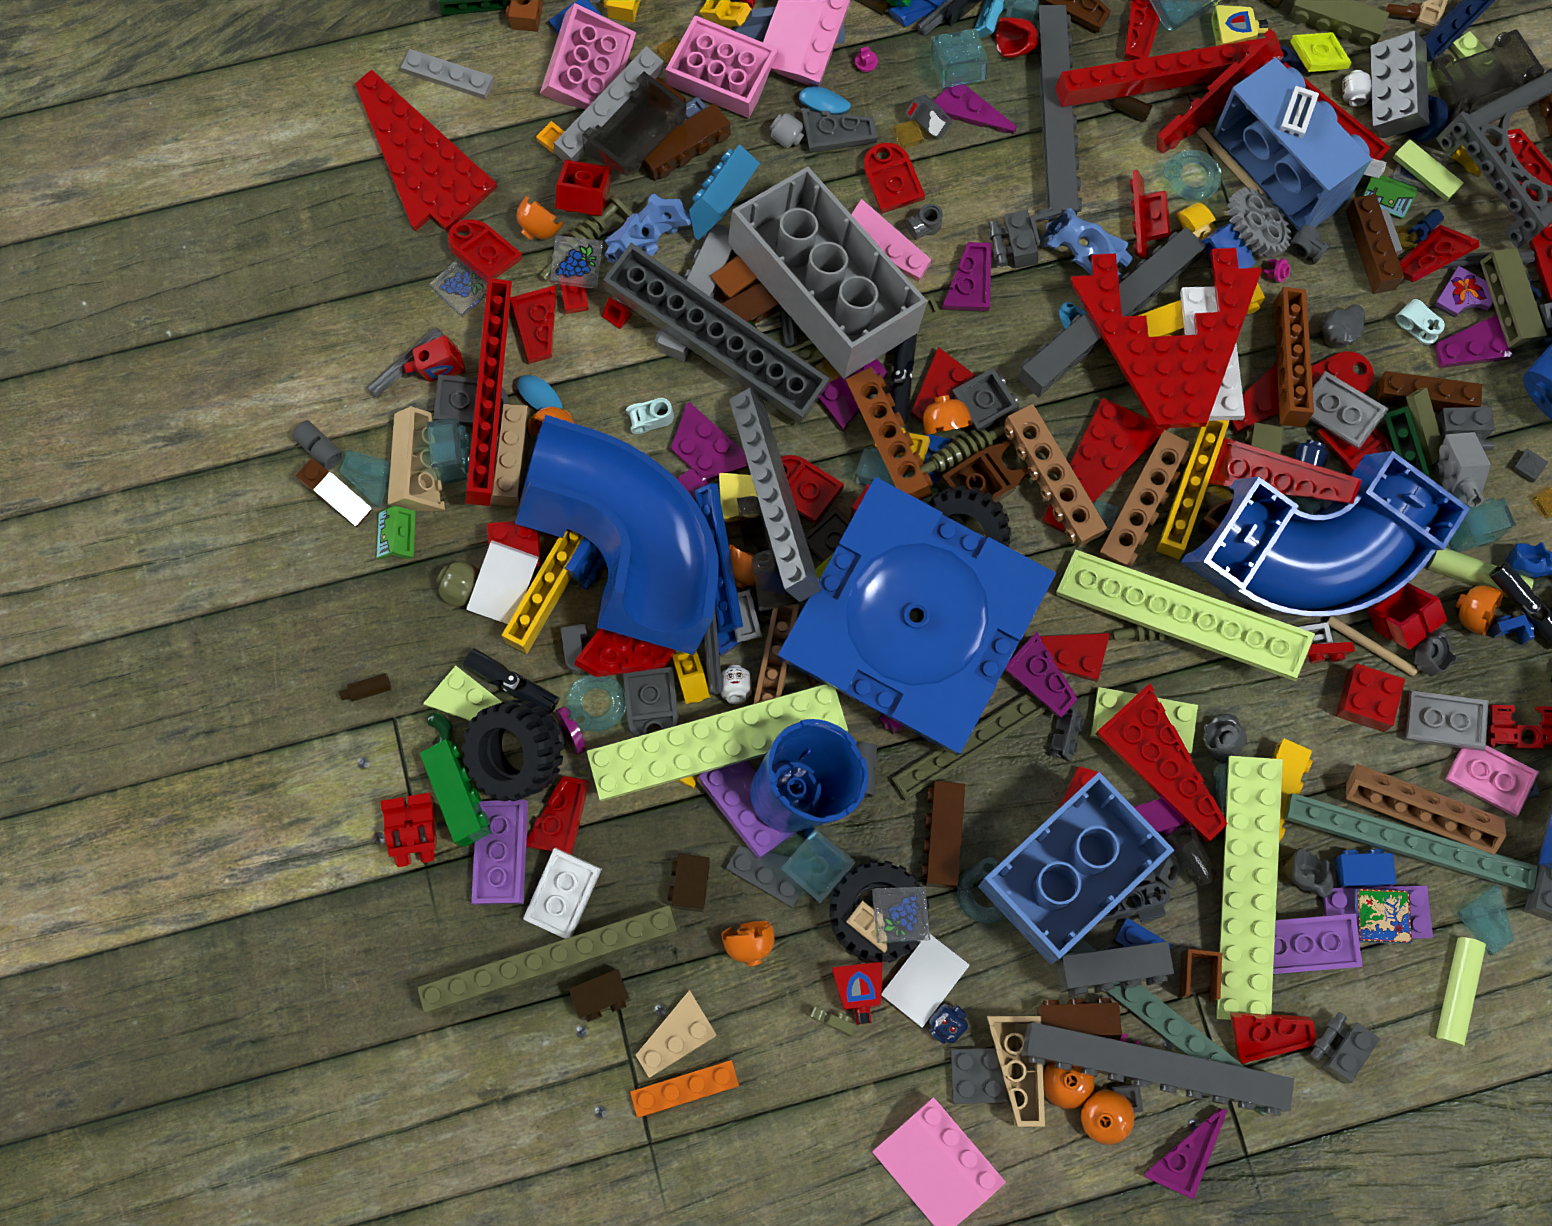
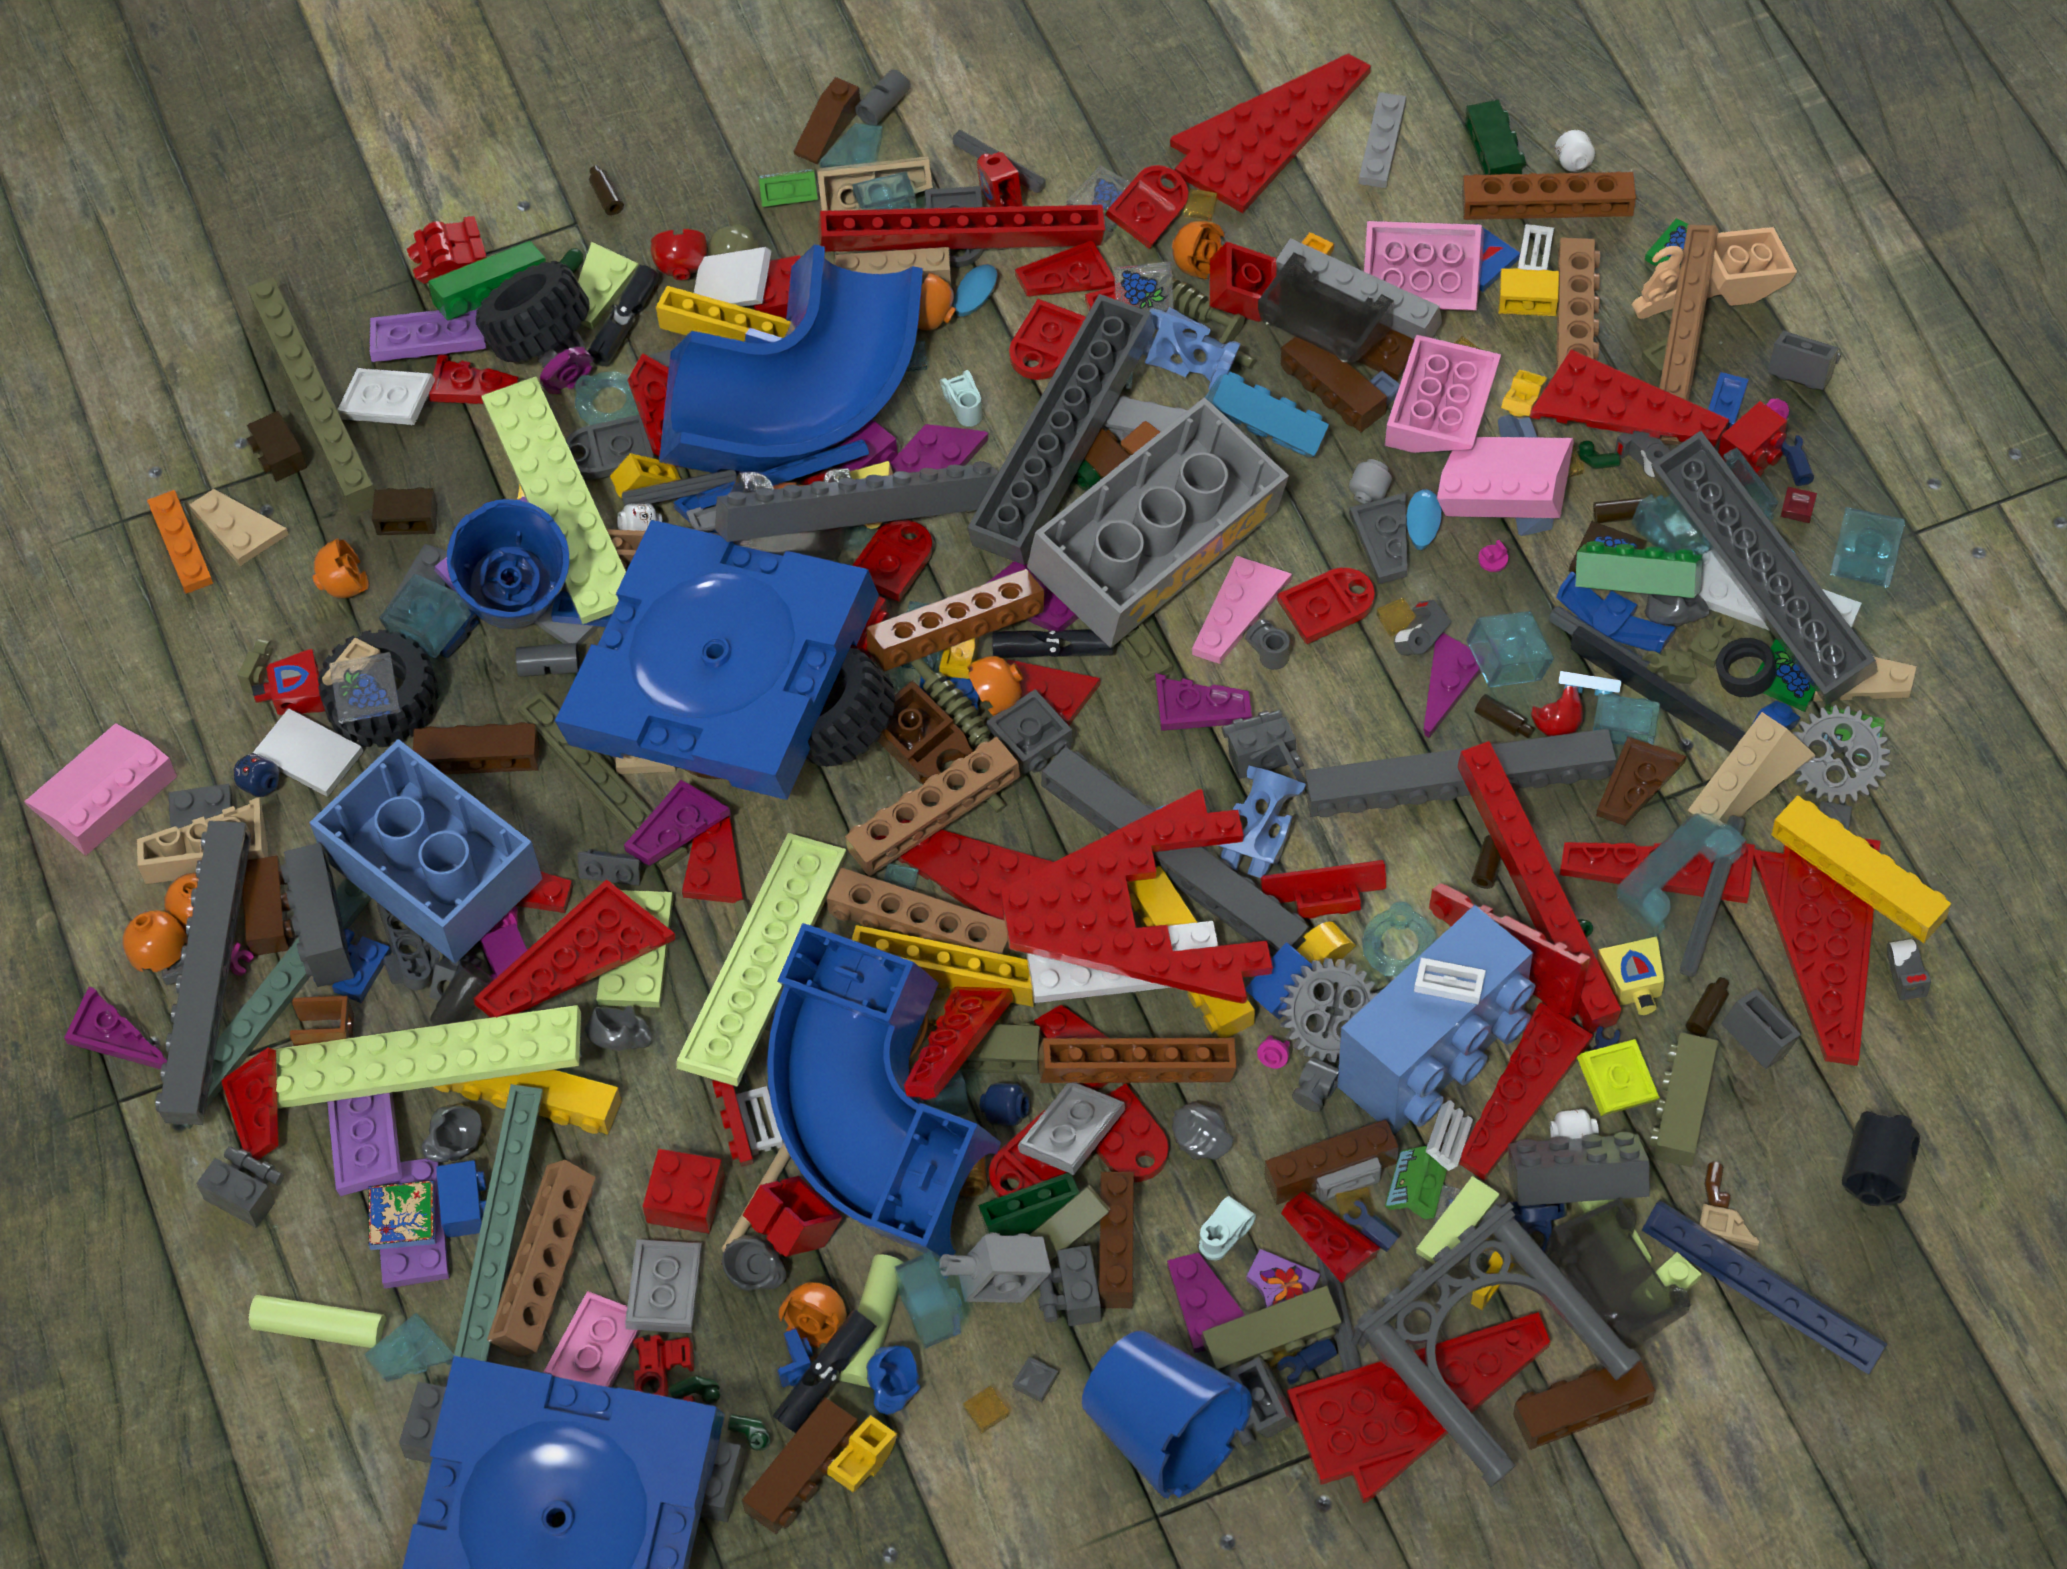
camera: 85 degrees right, 15 degrees down
(459, 626) = (679, 253): none -> red cylinder
(485, 213) = (1200, 204): none -> clear yellow tile
(601, 346) = (1043, 338): none -> red plate
(1009, 76) = (1503, 716): none -> dark brown cylinder
(1530, 697) = (699, 1385): none -> dark green arm

